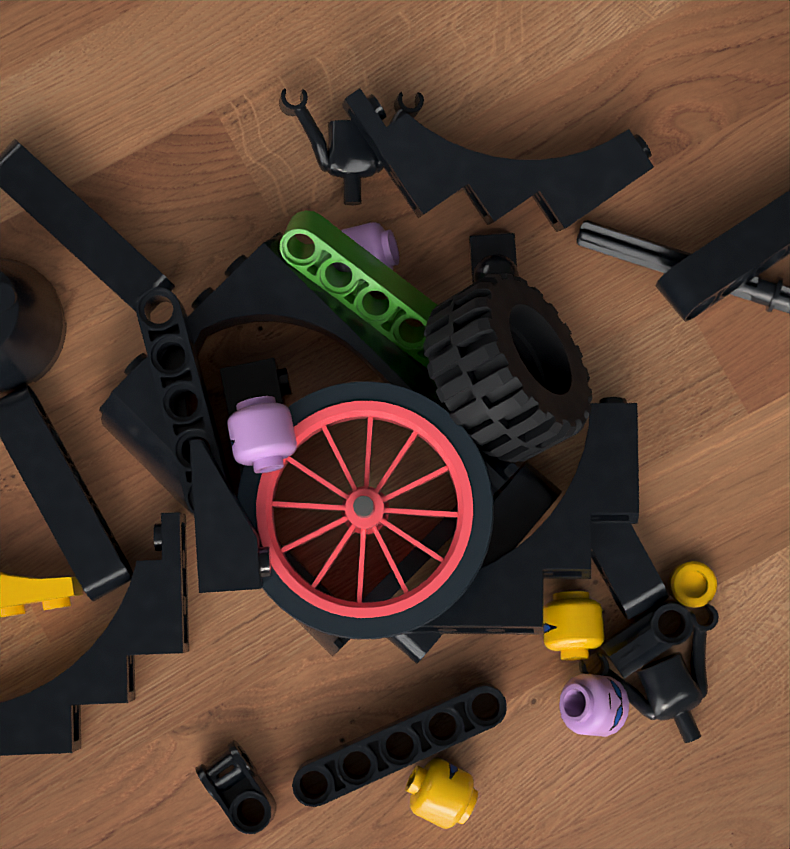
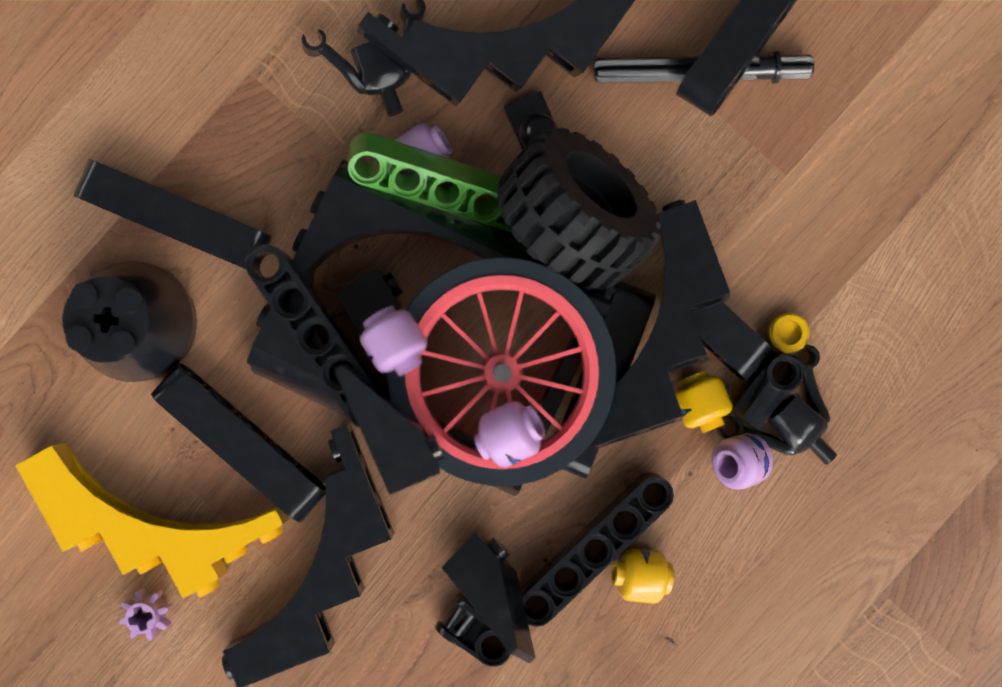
camera: 25 degrees left, 5 degrees up
(273, 748) = (494, 591): none -> black slope
(349, 575) = (509, 434): none -> lavender head

